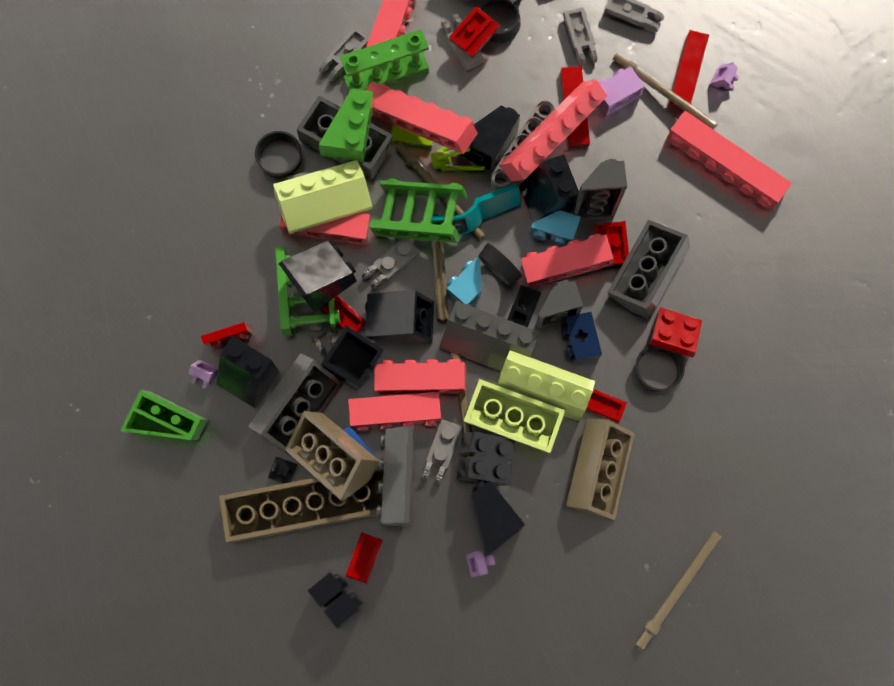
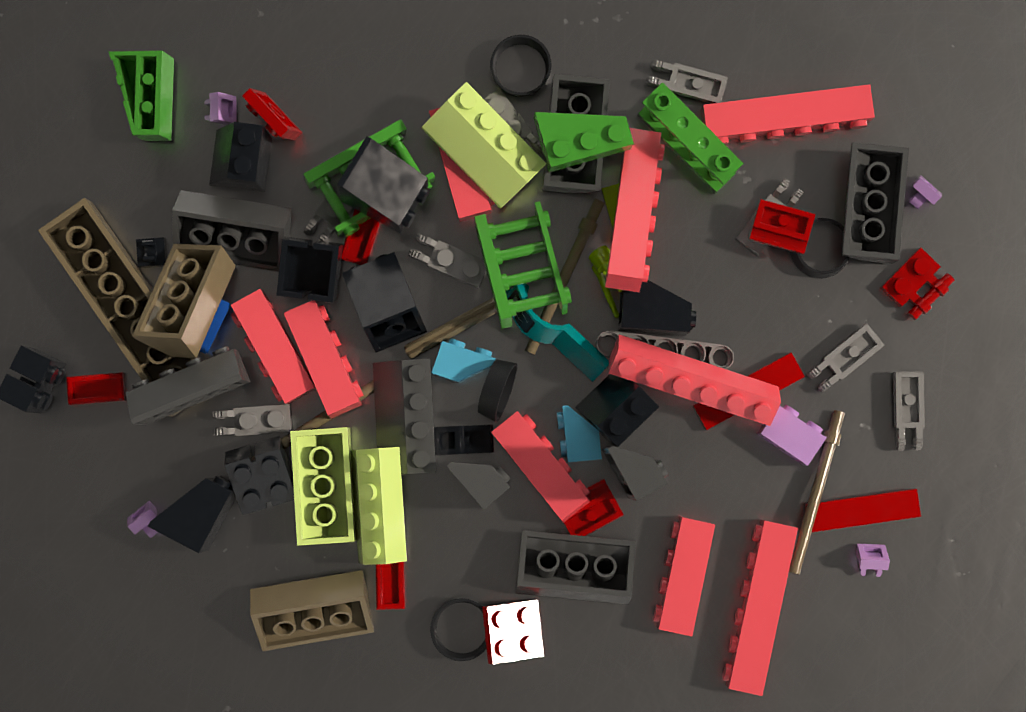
camera: 65 degrees right, 10 degrees up
(583, 325) = (448, 538): dark blue brick -> none
(685, 200) = (685, 576): none -> coral brick

